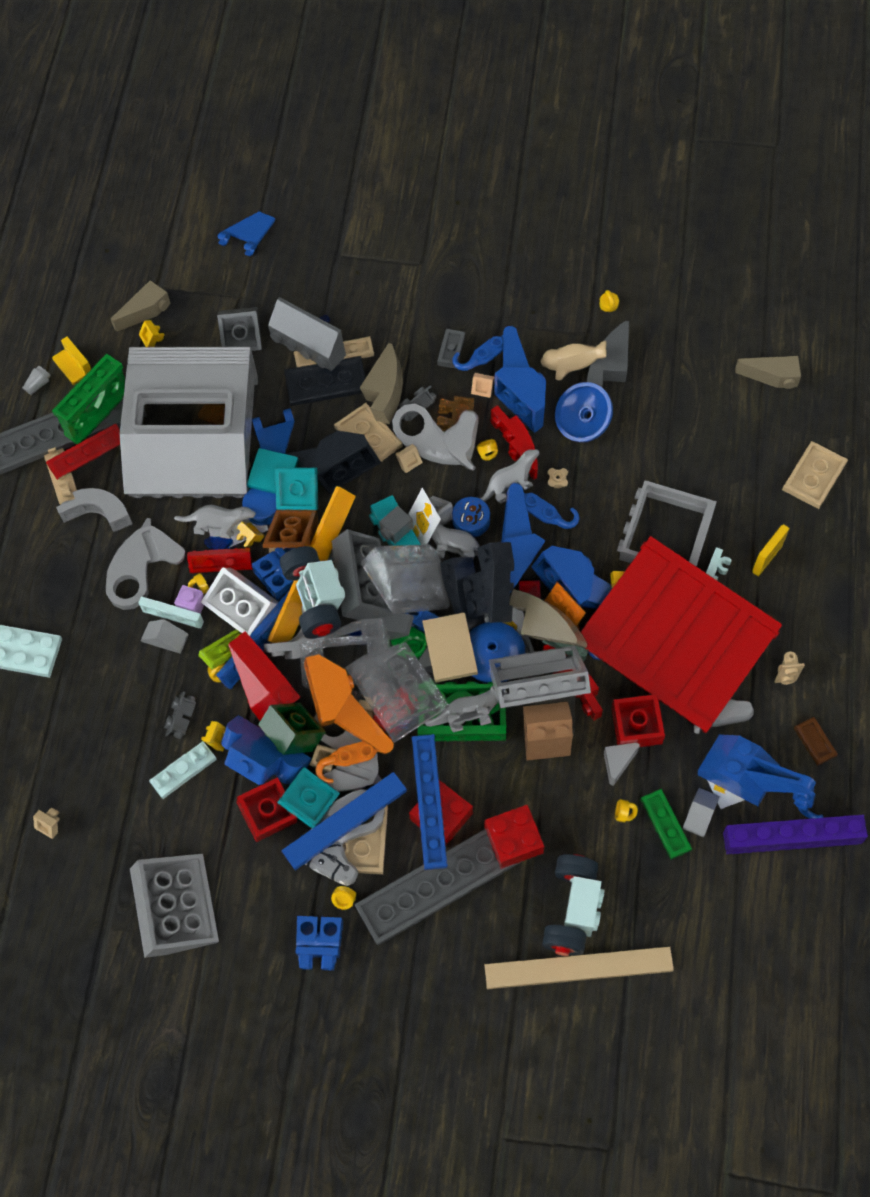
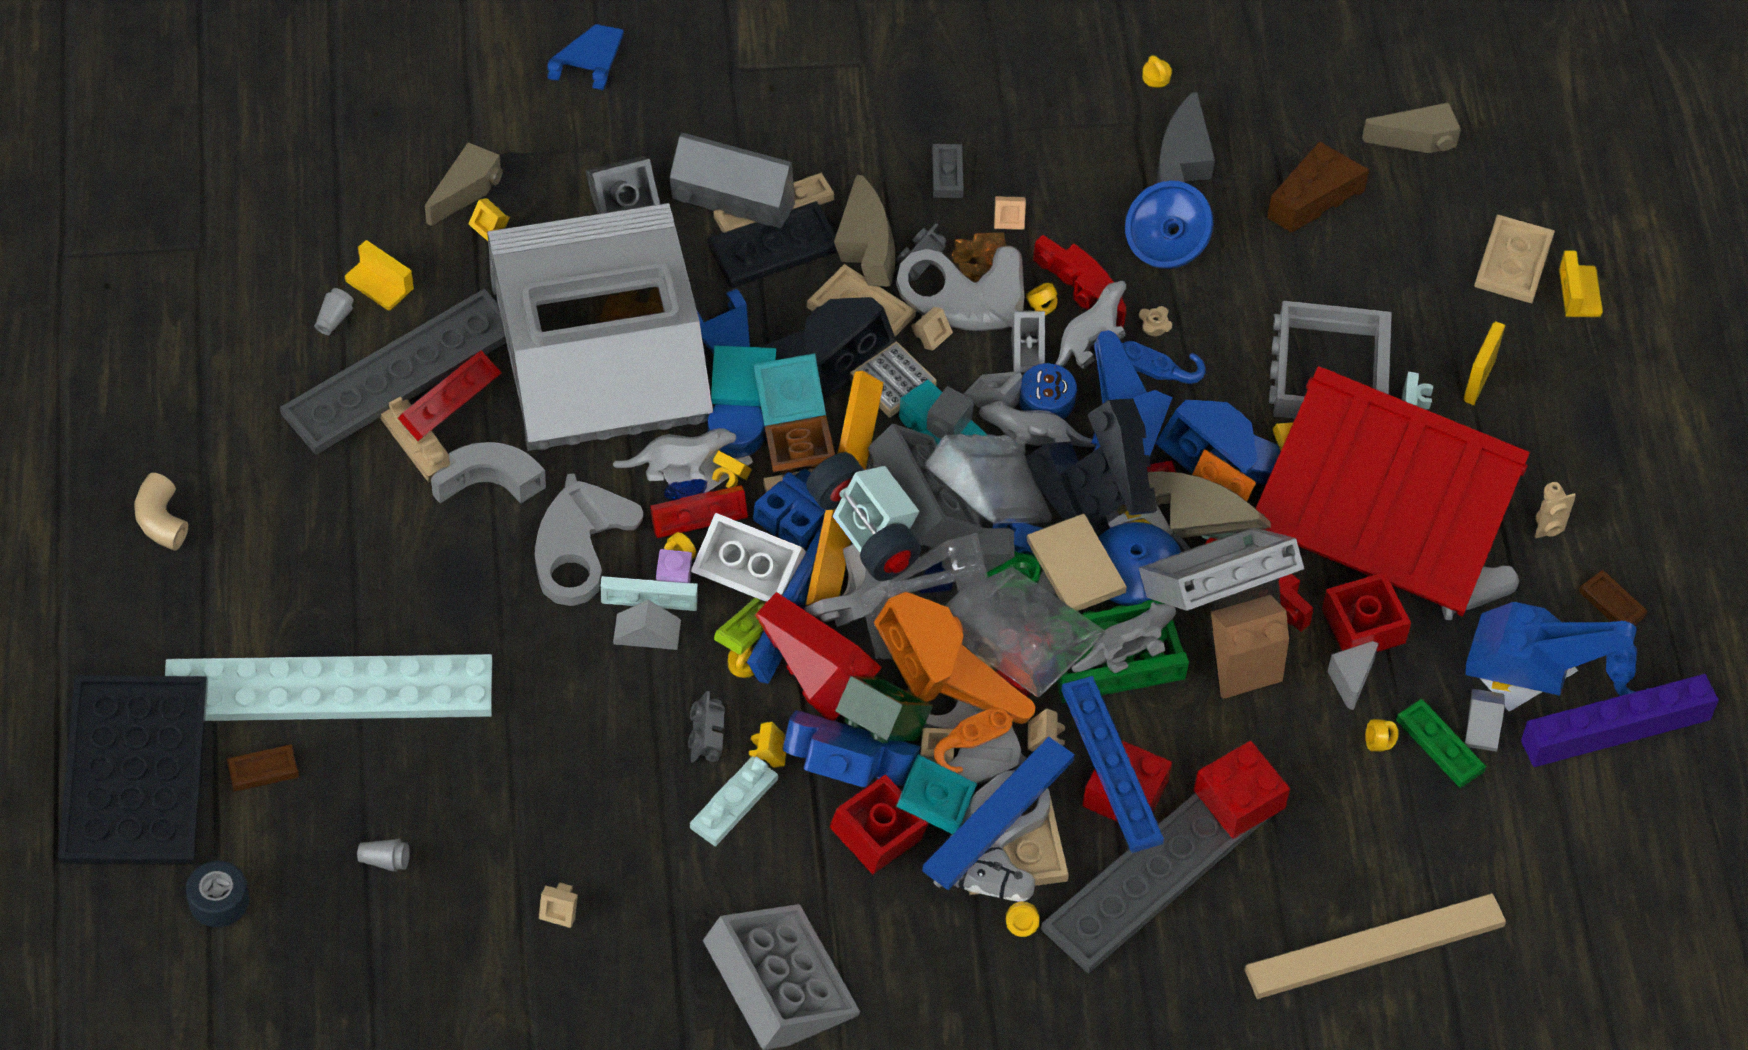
camera: 20 degrees left, 10 degrees down
(71, 412) = (446, 316): green fence -> none
(317, 944) = (1005, 980): blue hips -> none
(371, 488) = (898, 372): none -> light grey tile
(396, 762) = (1042, 727): none -> tan tile
(424, 518) = (991, 395): white sticker -> none
(468, 478) = (1028, 339): none -> light grey slope
(515, 383) = (1062, 203): blue slope -> none
(572, 358) = (1130, 154): tan animal -> none
(582, 906) = (1359, 860): brick -> none
(690, 400) = (1315, 186): none -> reddish brown wedge
(854, 504) = (1579, 287): none -> yellow panel

